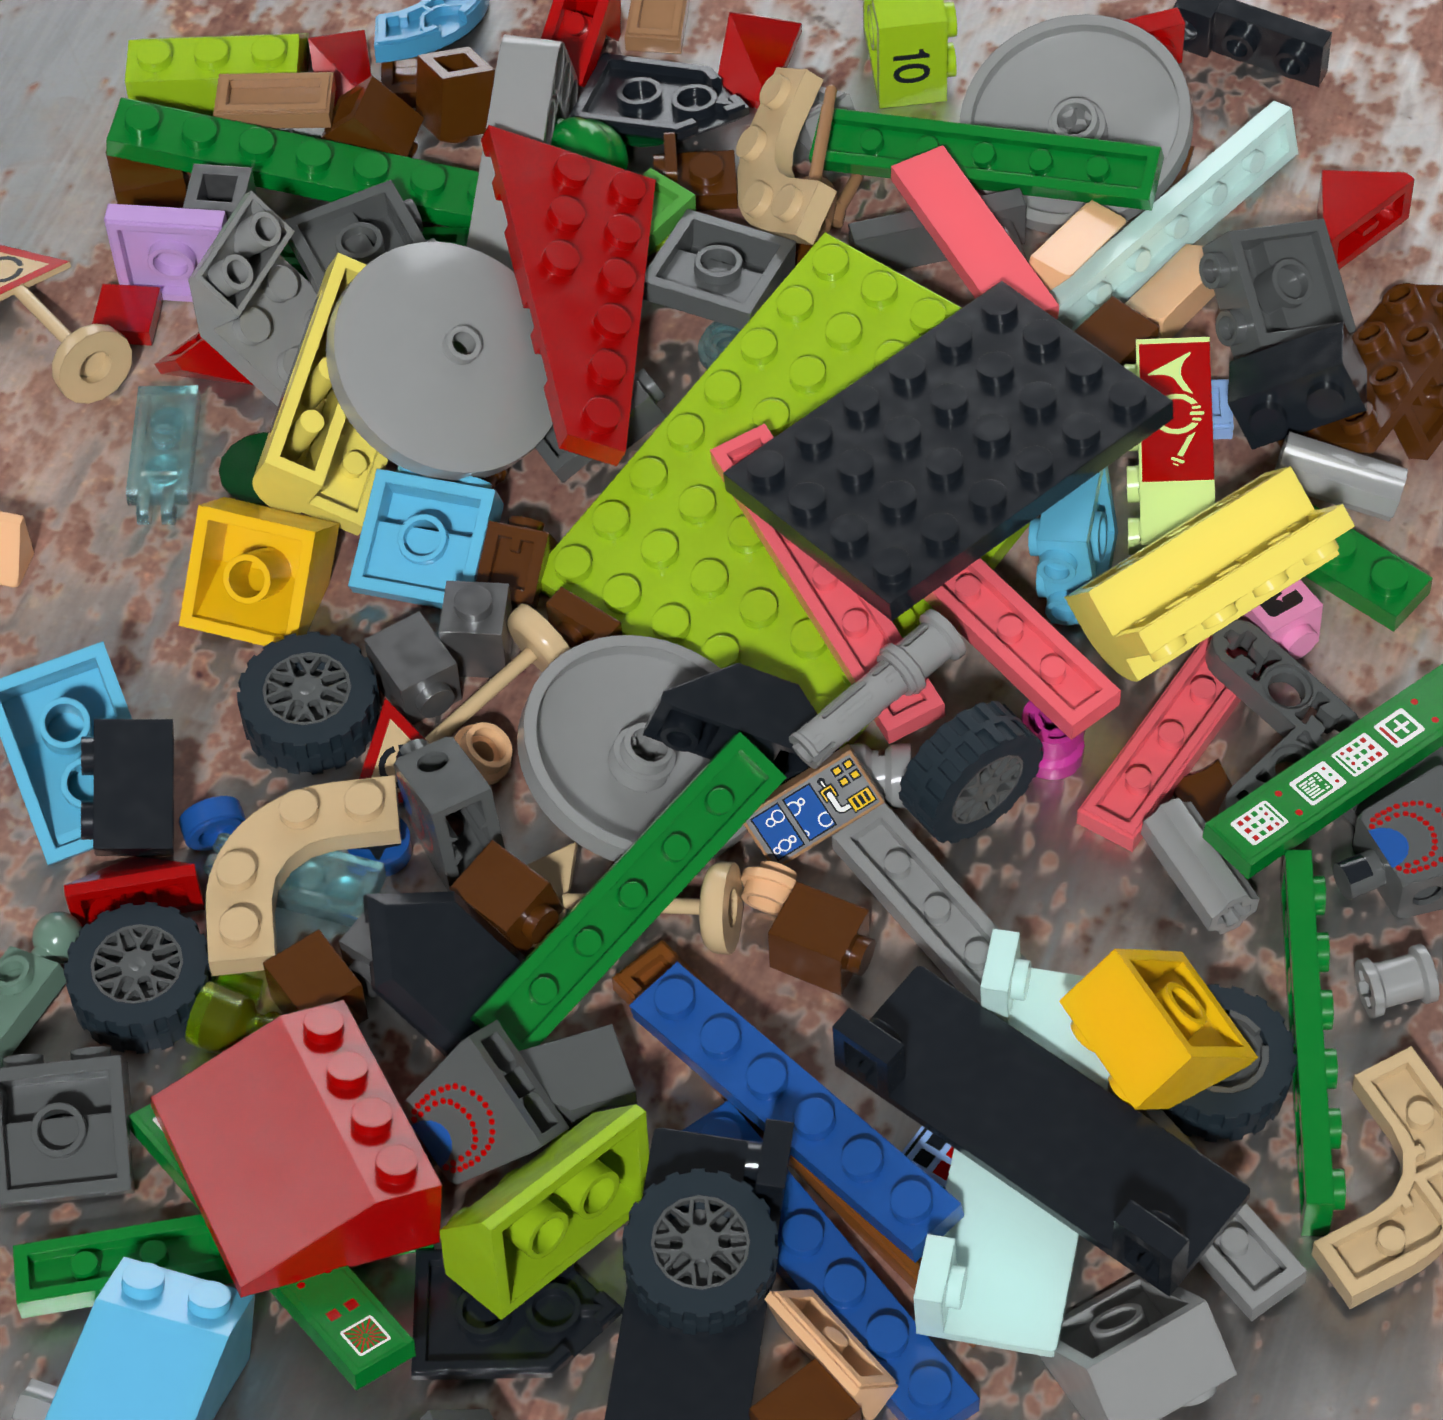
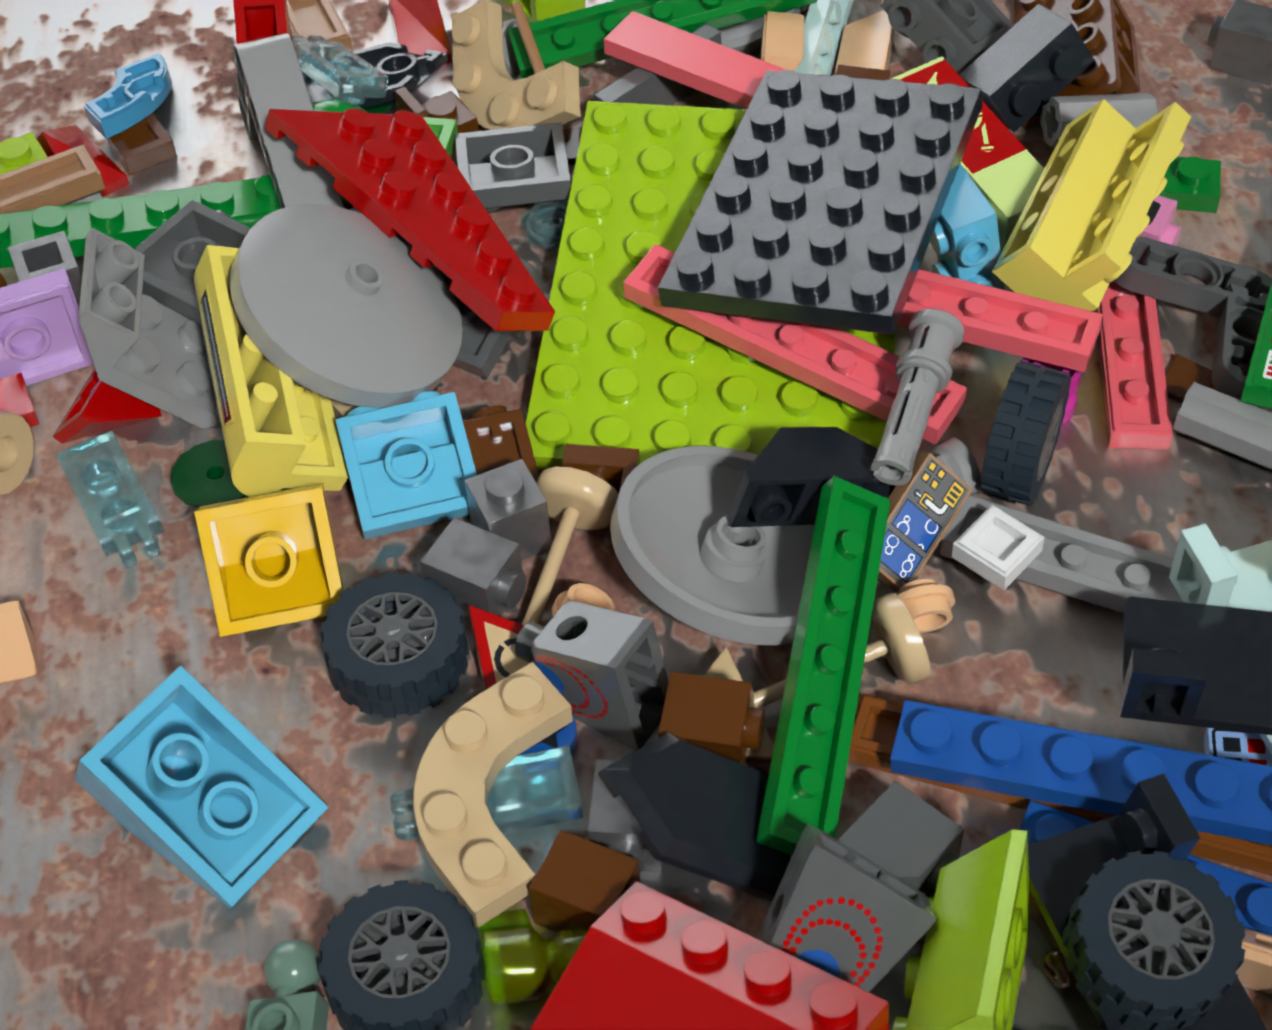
camera: 30 degrees left, 5 degrees down
(131, 787) = (285, 789): black brick -> none
(135, 882) = (338, 877): red slope -> none
(208, 818) = (371, 790): blue tile -> none
(375, 120) = (138, 168): reddish brown brick -> none
(454, 93) = (195, 131): reddish brown brick -> none
(620, 83) = (339, 69): none -> clear light blue hinge
(820, 939) = (999, 626): reddish brown brick -> none
(869, 866) = (998, 547): none -> white tile

